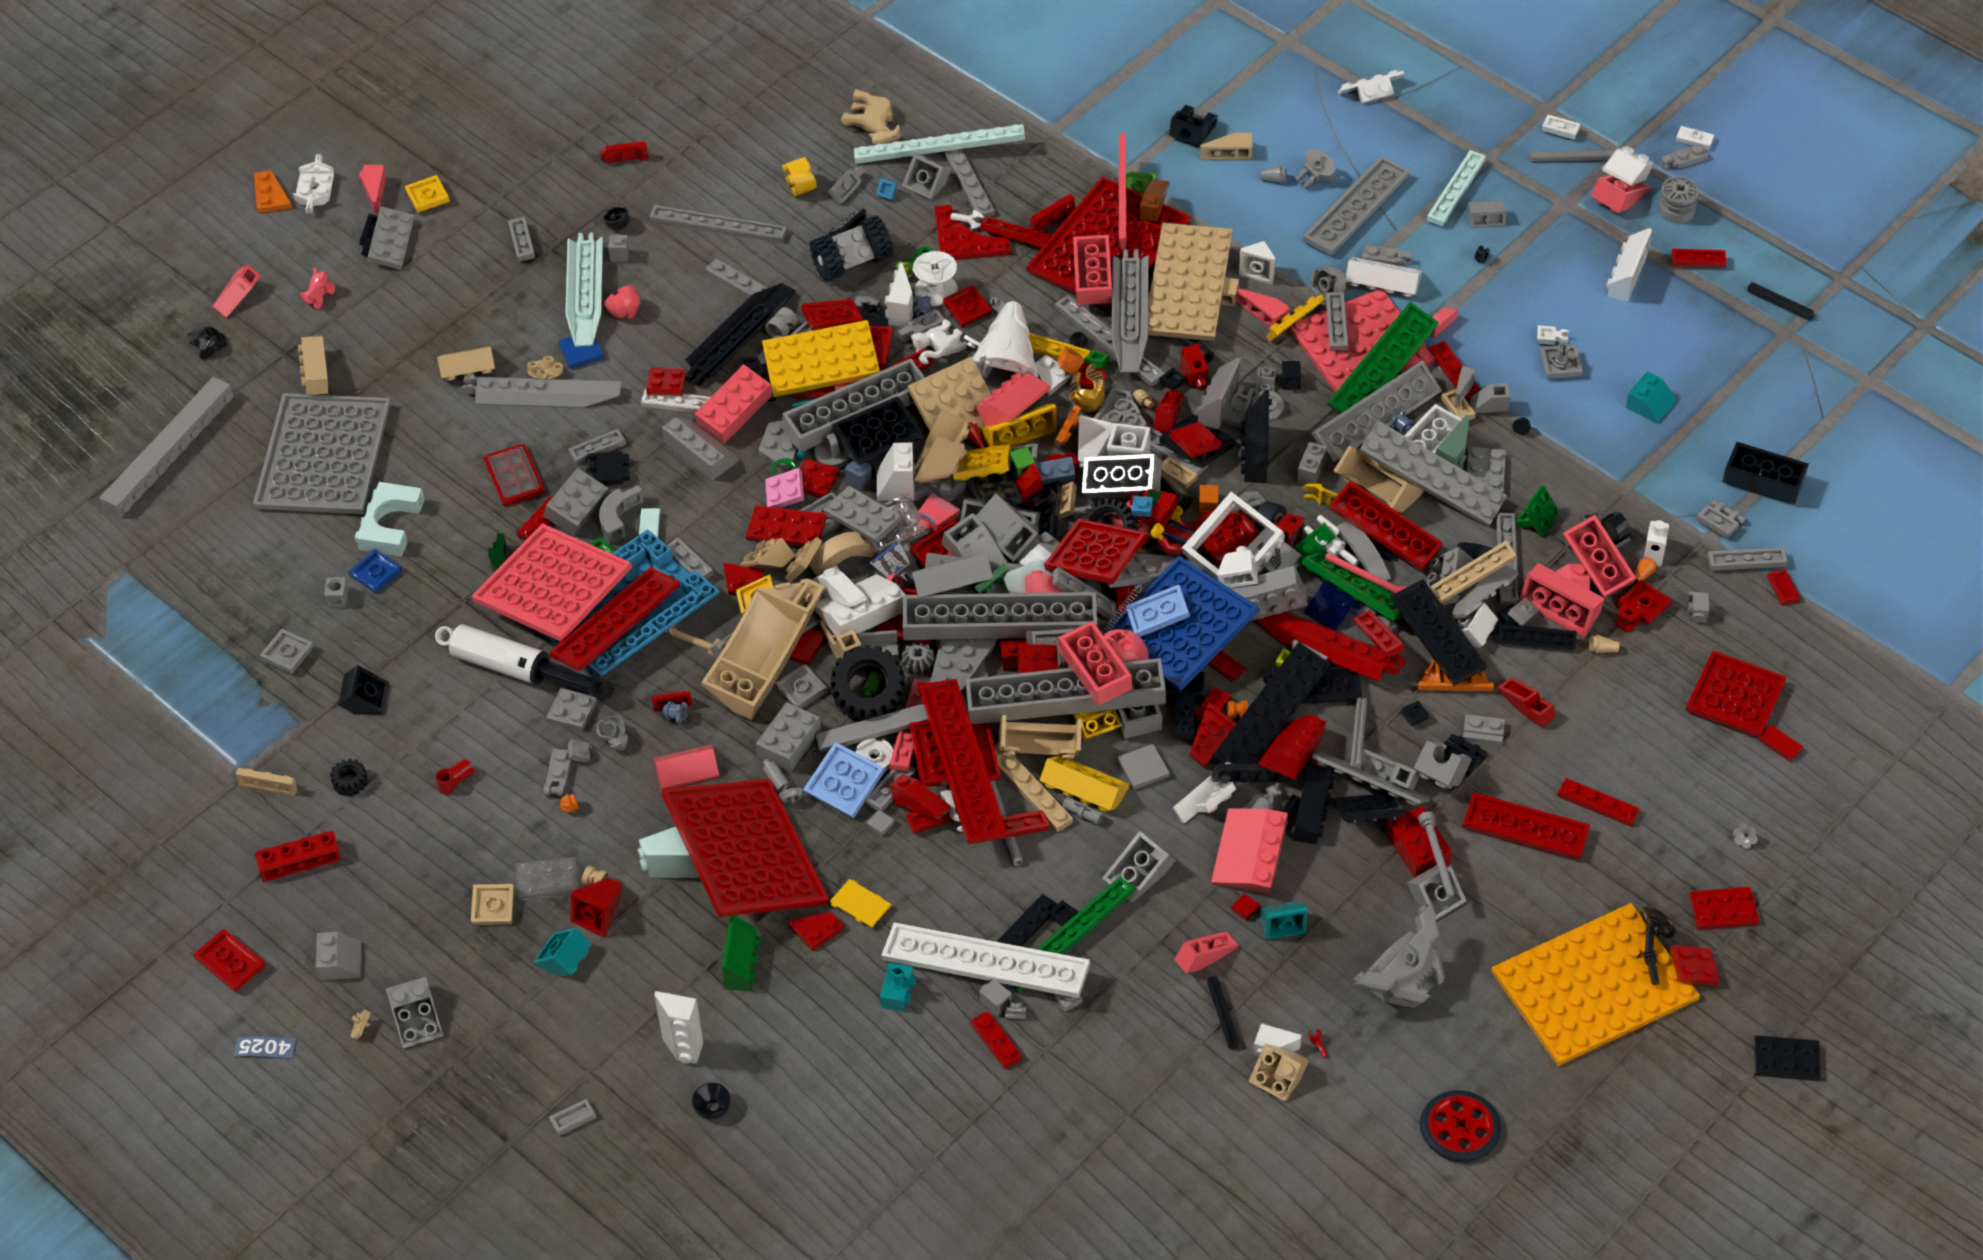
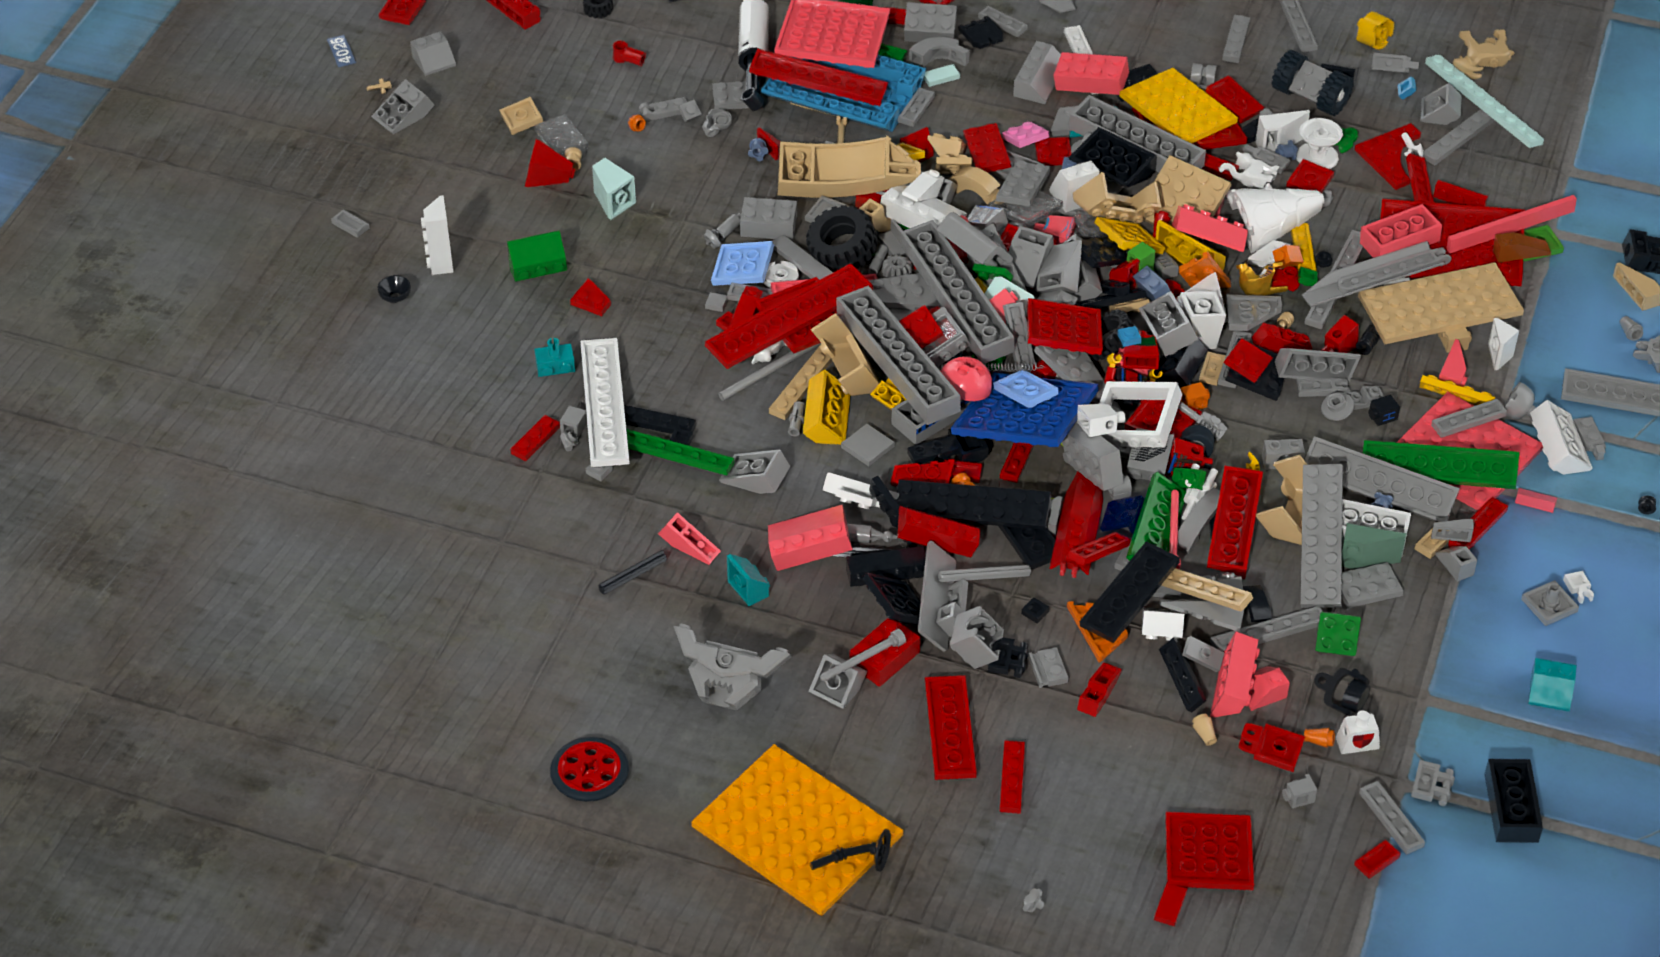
camera: 65 degrees right, 5 degrees down
(563, 952) = (493, 165): teal slope -> none
(666, 381) = (1094, 33): red plate -> none
(686, 767) = (709, 174): coral slope -> none
(736, 332) = (1178, 53): black hinge -> none
(744, 847) = (635, 222): red plate -> none
(787, 461) = (1054, 129): green piece -> none
(860, 903) = (628, 314): yellow piece -> none
(1025, 823) = (756, 381): red plate -> none
(1095, 663) = (920, 349): coral brick -> none
(1172, 379) = (1319, 332): black plate -> none
(1245, 907) = (754, 554): red tile -> none
(1256, 441) = (1280, 405): black slope -> none
(1276, 1037) = (613, 612): white slope -> none
(1278, 1071) = (586, 624): tan slope -> none
(1316, 1040) = (636, 644): red hand -> none
(1521, 426) = (1442, 594): black plate -> none
(1599, 556) = (1299, 686): coral slope -> none
(1694, 965) = (852, 896): red plate -> none
(1723, 908) = (938, 907): red plate -> none

